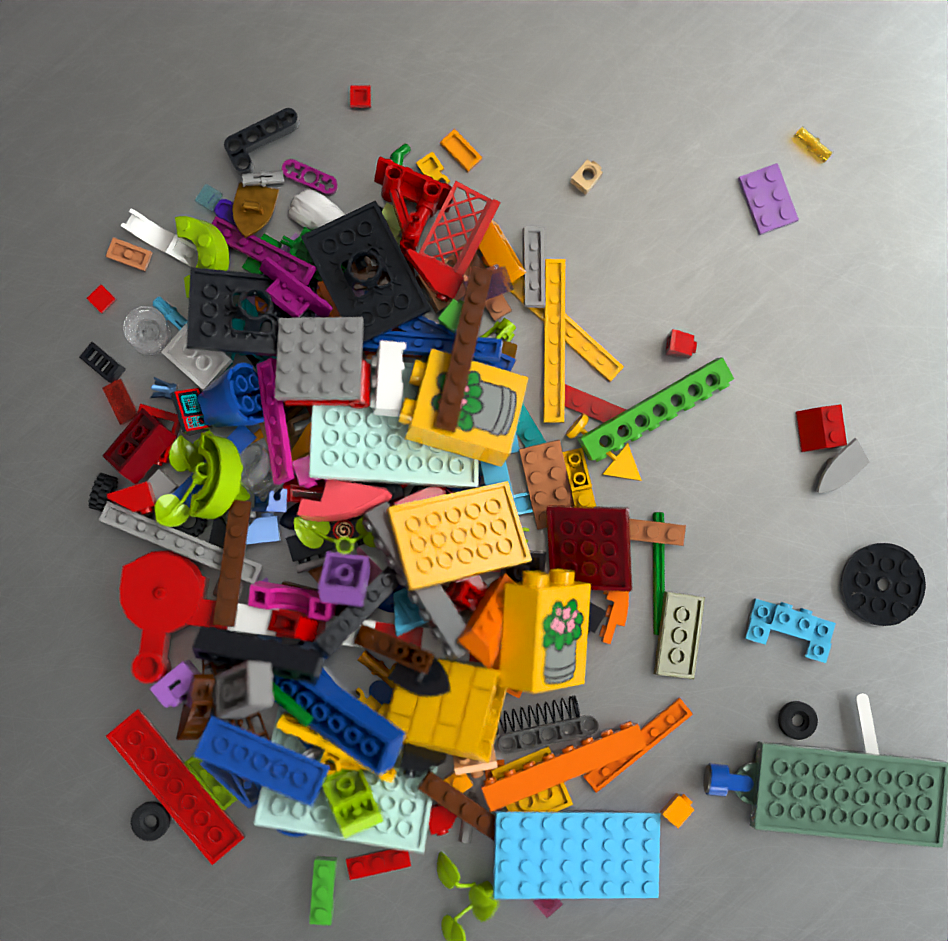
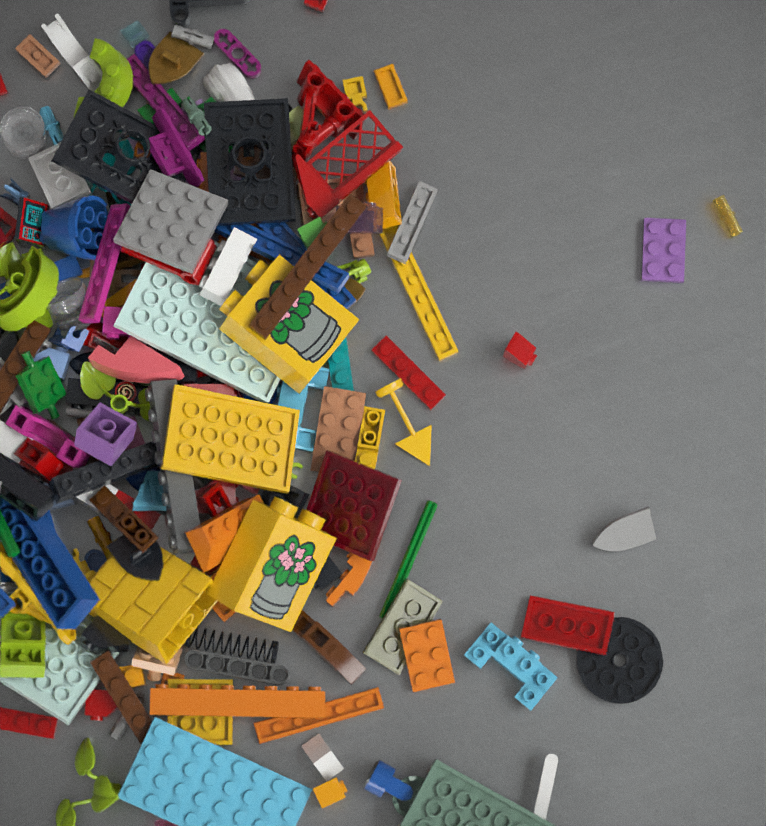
camera: 25 degrees right, 5 degrees down
(264, 556) = (41, 384): none -> green plate
(300, 252) = (196, 116): none -> sand green pin
(398, 155) = (329, 66): green arm -> none
(554, 341) = (401, 299): yellow tile -> none
(583, 184) = (494, 166): tan brick -> none
(622, 683) = (328, 648): none -> reddish brown slope
(656, 780) = (322, 757): none -> white slope
(657, 532) = (420, 518): nougat plate -> none
(711, 651) = (426, 655): none -> orange plate
(721, 377) = (545, 389): bright green brick -> none
(809, 716) = (482, 743): black tyre -> none
(821, 428) = (622, 486): red slope -> none
(826, 573) = (568, 625): none -> red plate

